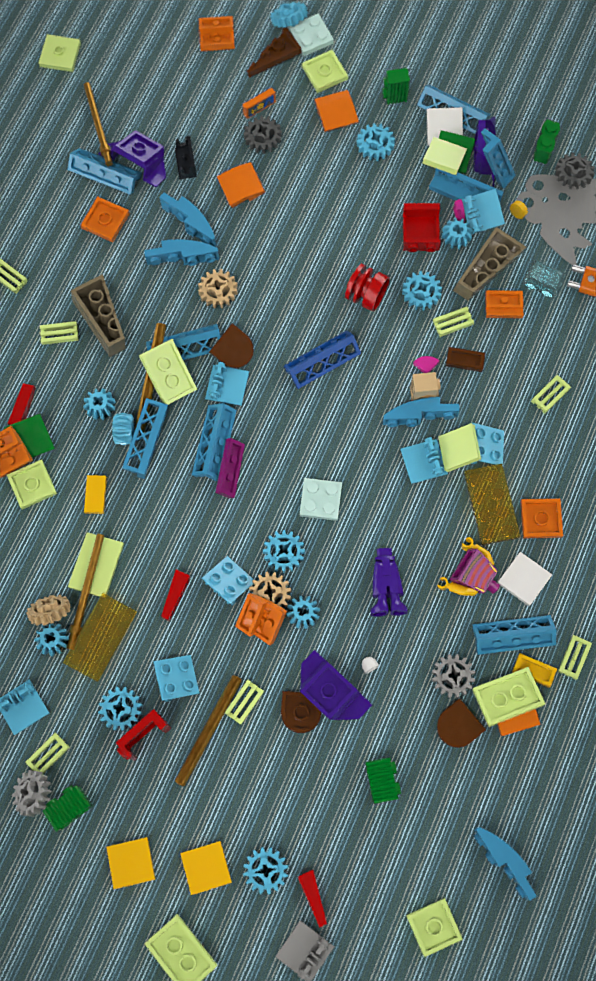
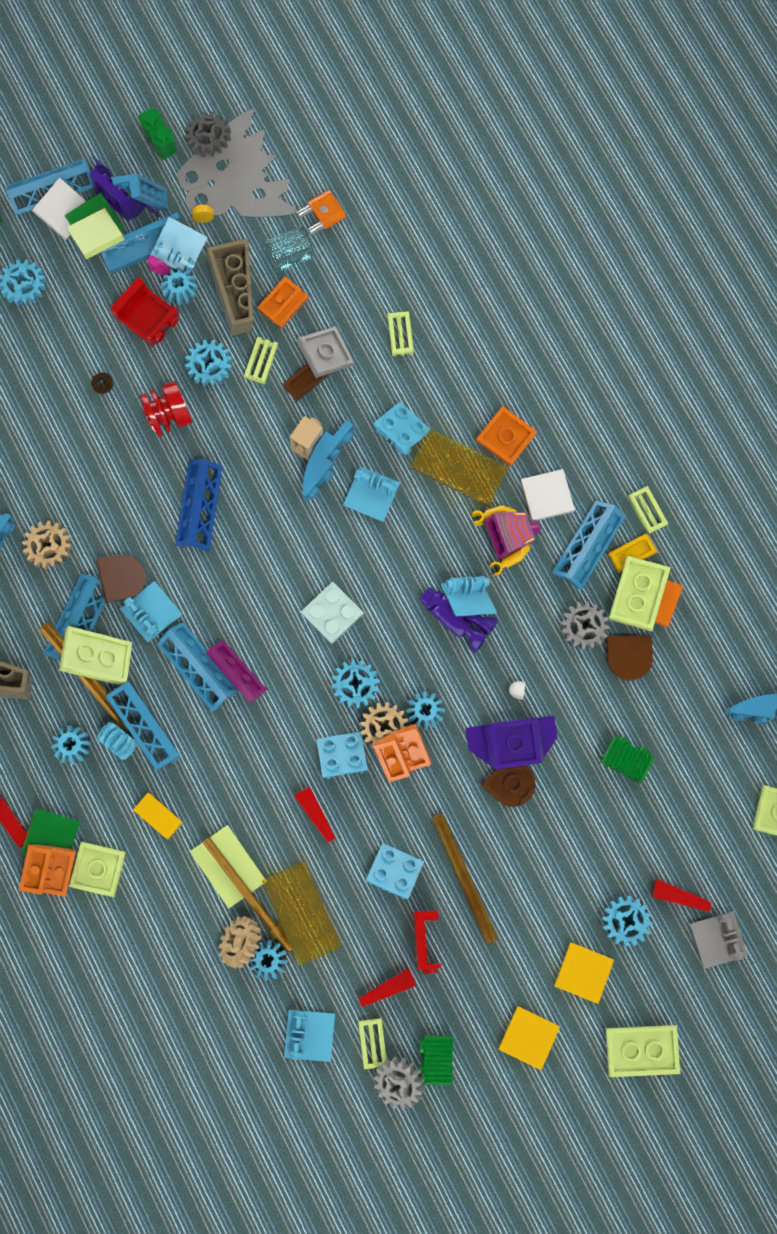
camera: 60 degrees left, 5 degrees up
(97, 738) = (391, 987): none -> red piece
(118, 718) = (371, 954): medium azure gear -> none
(253, 688) = (466, 805): yellowish green tile -> none
(352, 243) = (102, 389): none -> dark brown plate
(405, 579) = (468, 596): none -> medium azure hinge
(426, 363) = (281, 417): dark pink tile -> none
(459, 447) = (387, 452): yellowish green tile -> none
(494, 356) = (325, 351): none -> light grey plate

